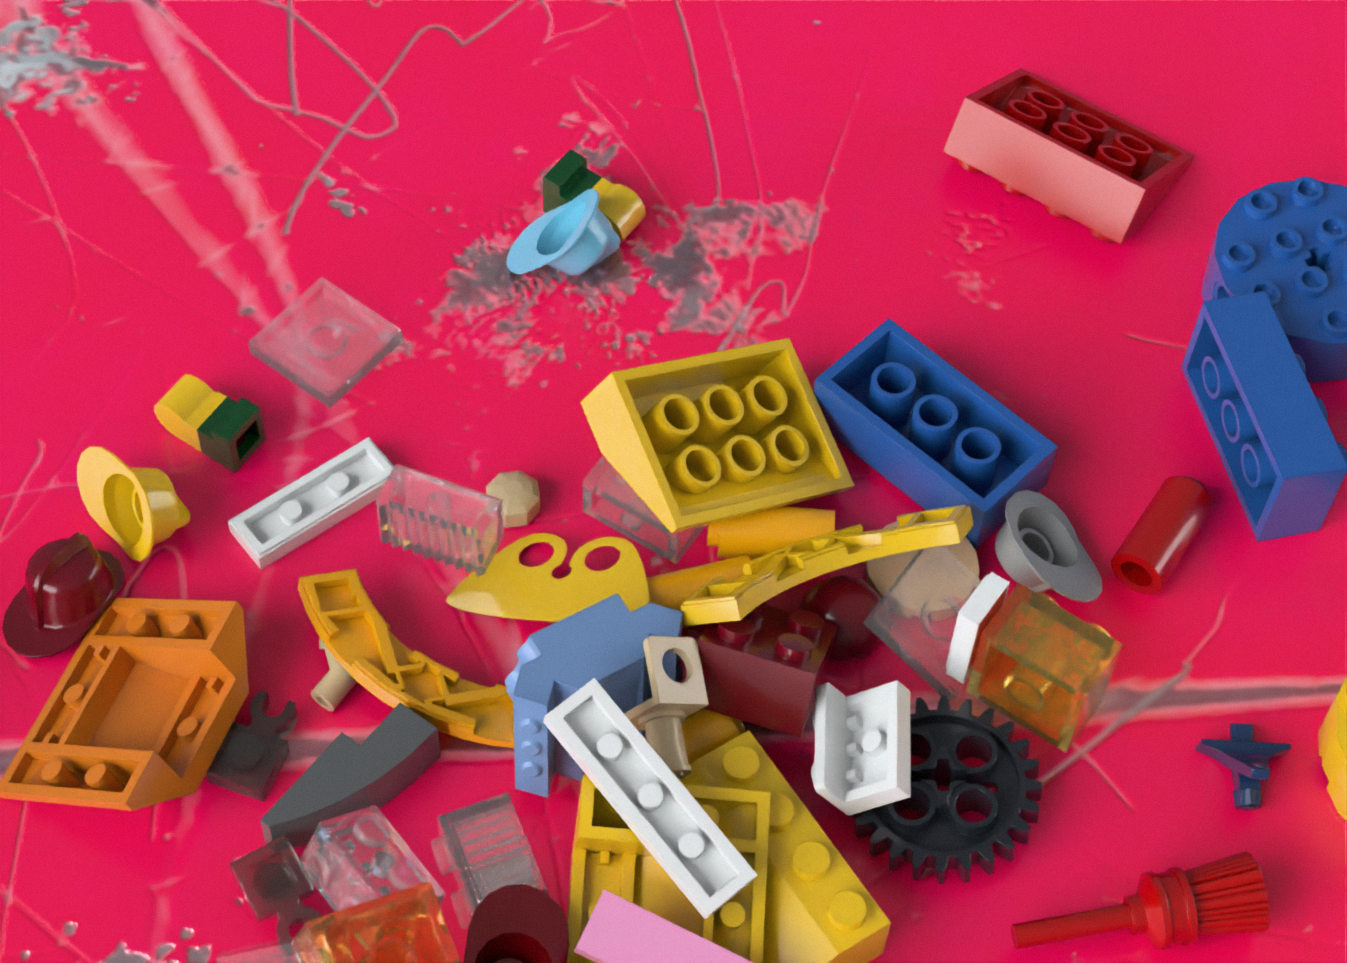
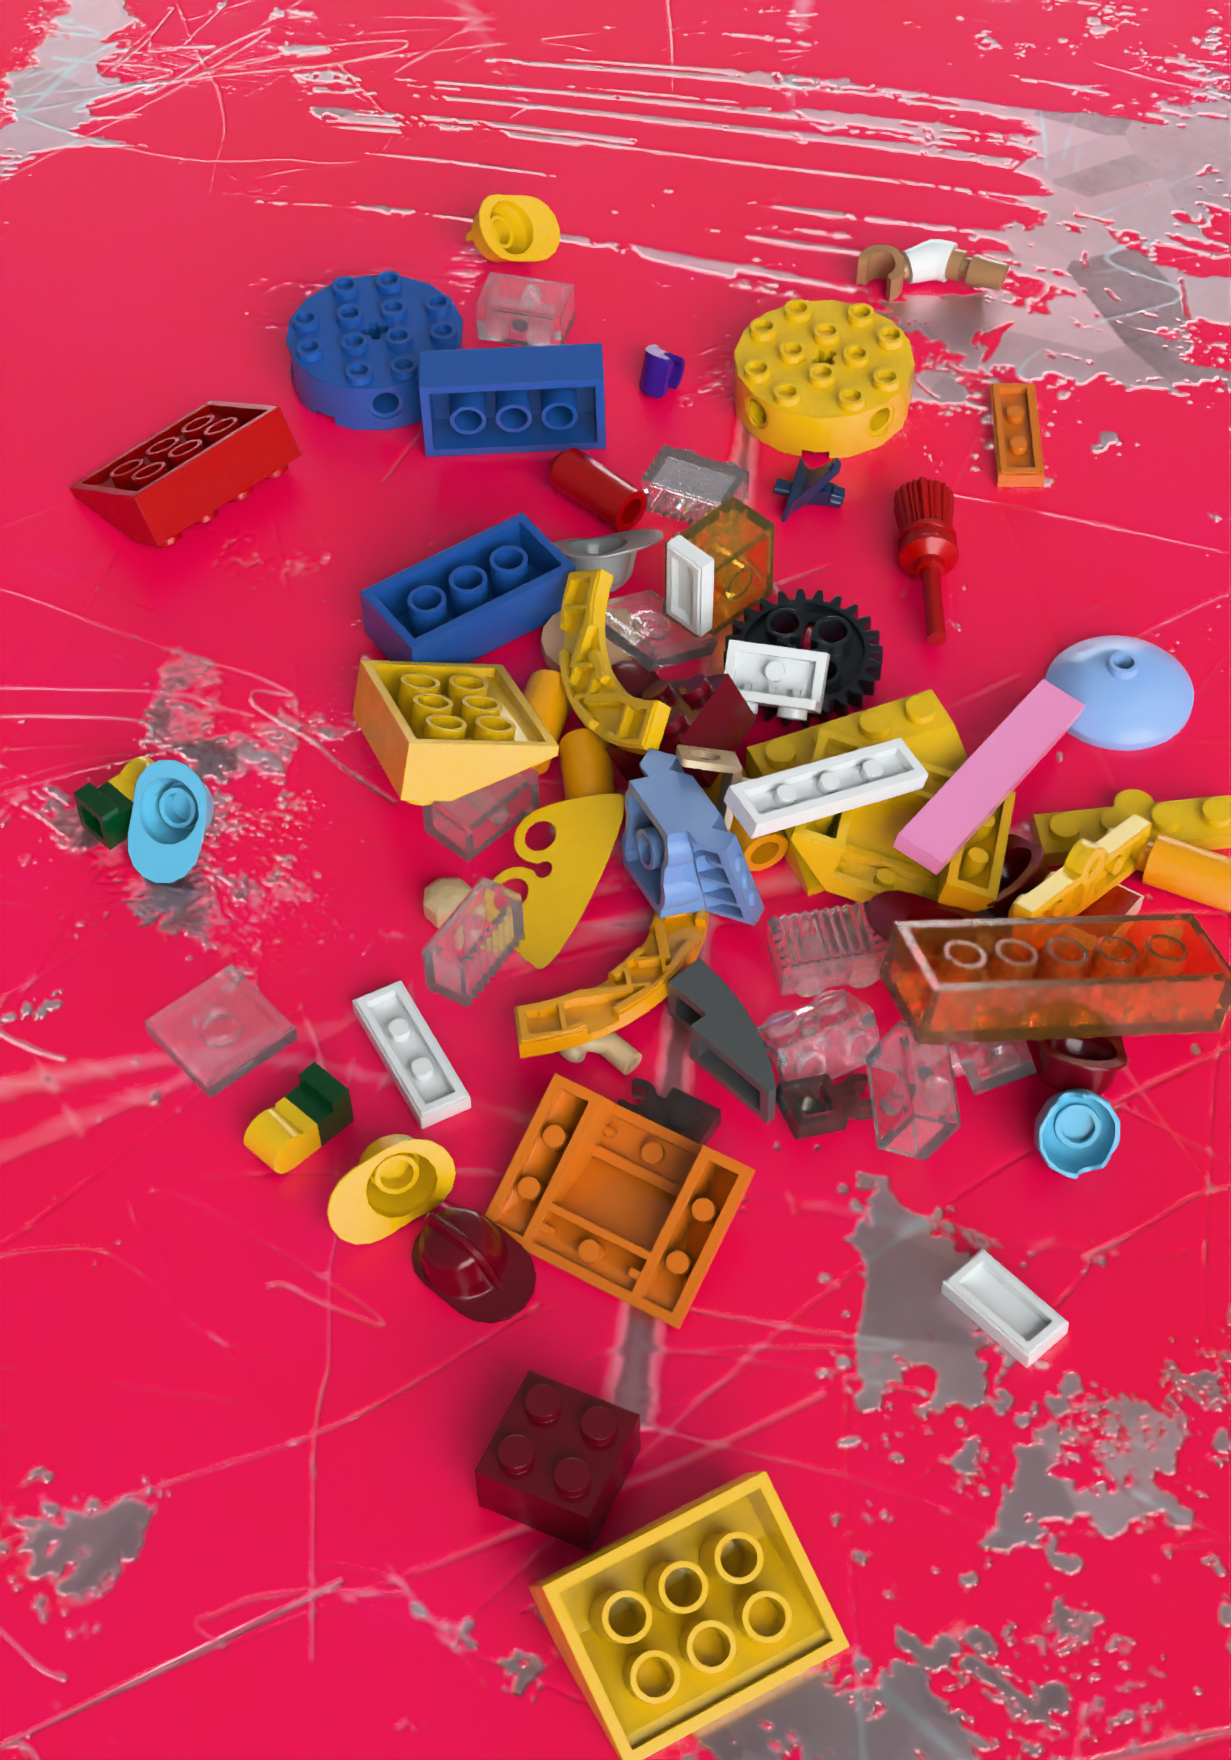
camera: 75 degrees left, 5 degrees down
(1199, 636) = (690, 485): none -> clear brick

